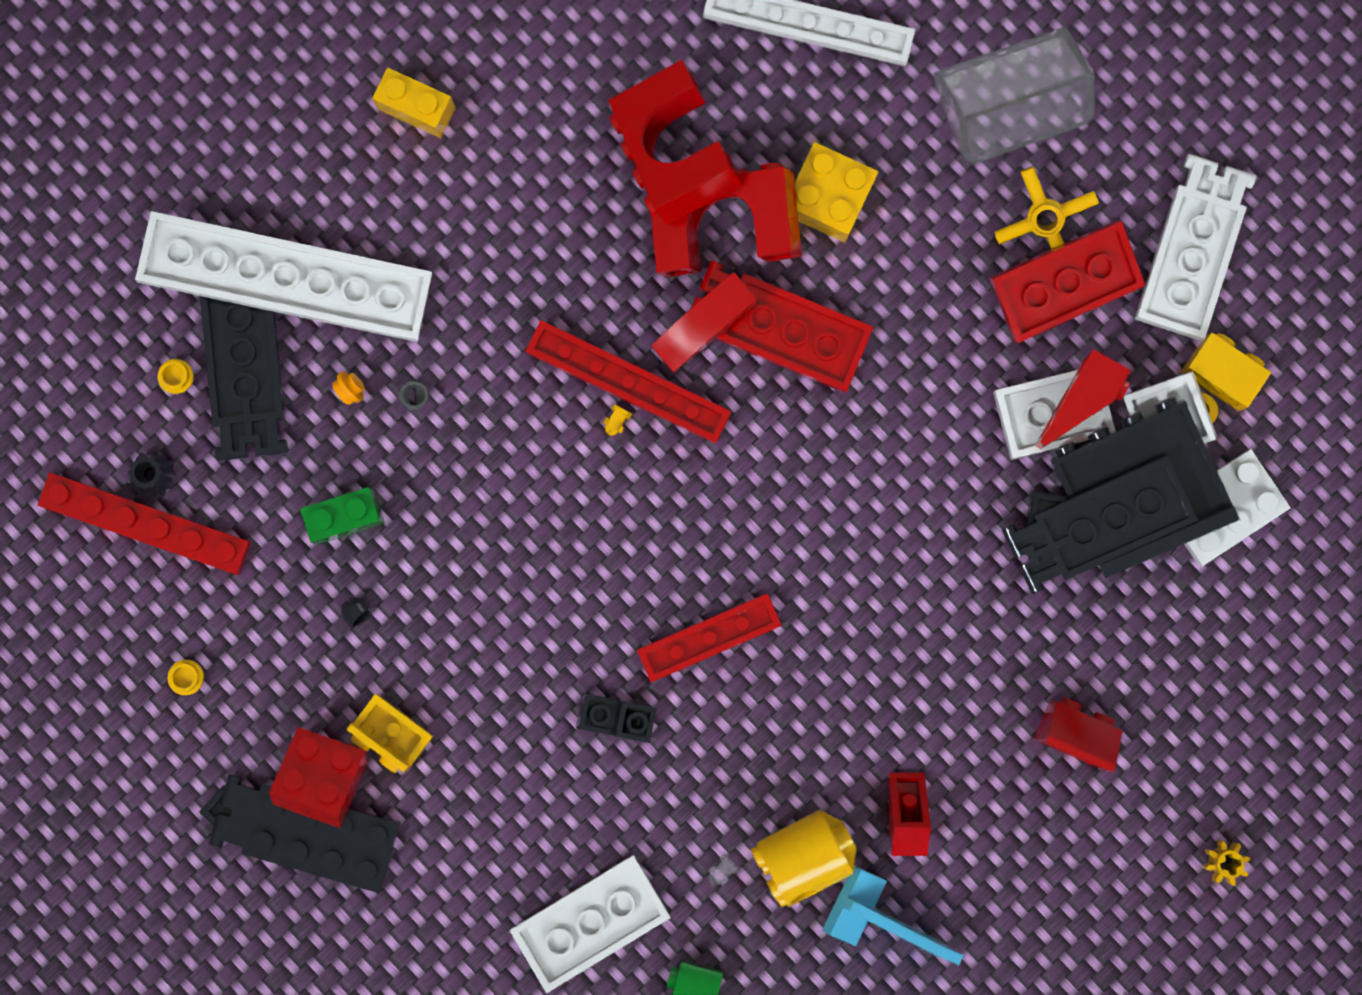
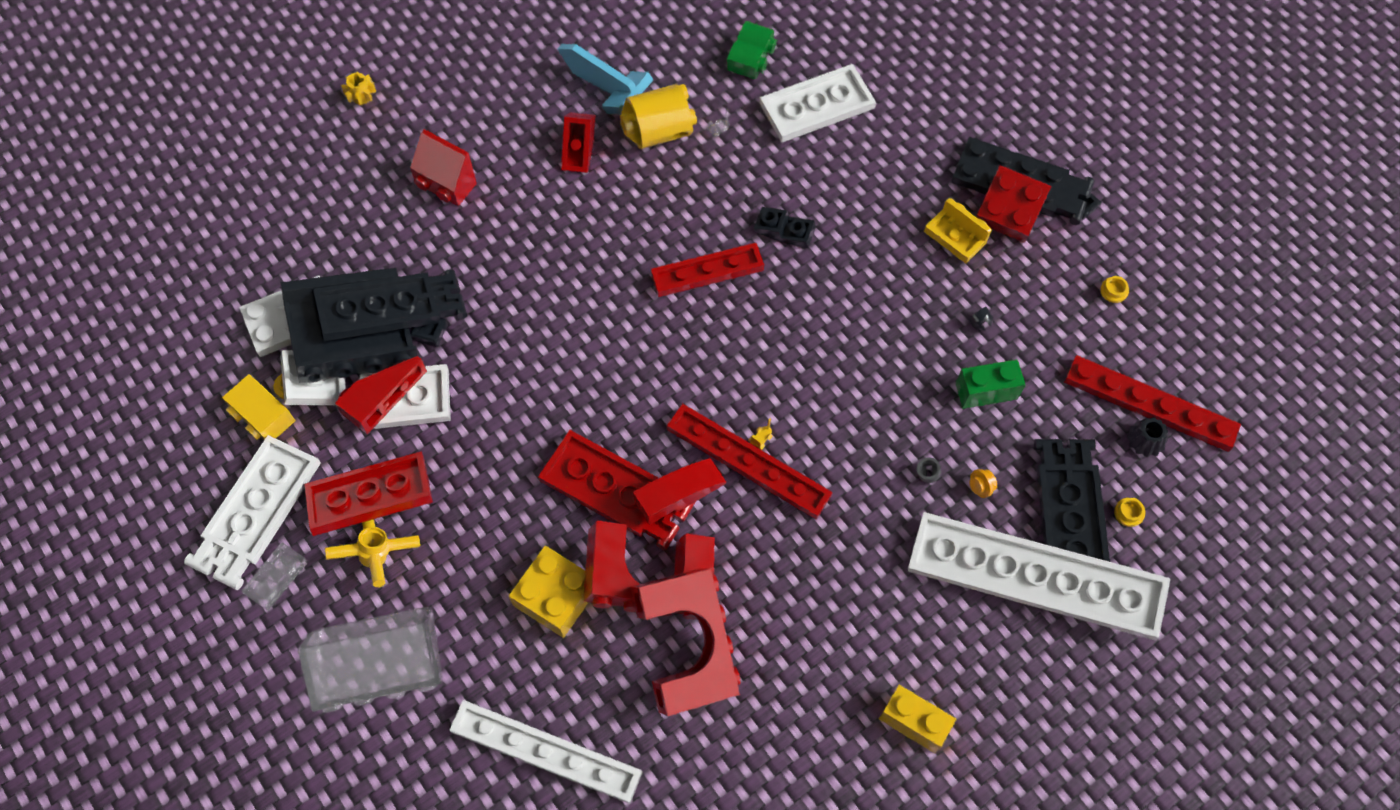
camera: 175 degrees left, 20 degrees down
(1149, 174) = (274, 576): none -> clear plate

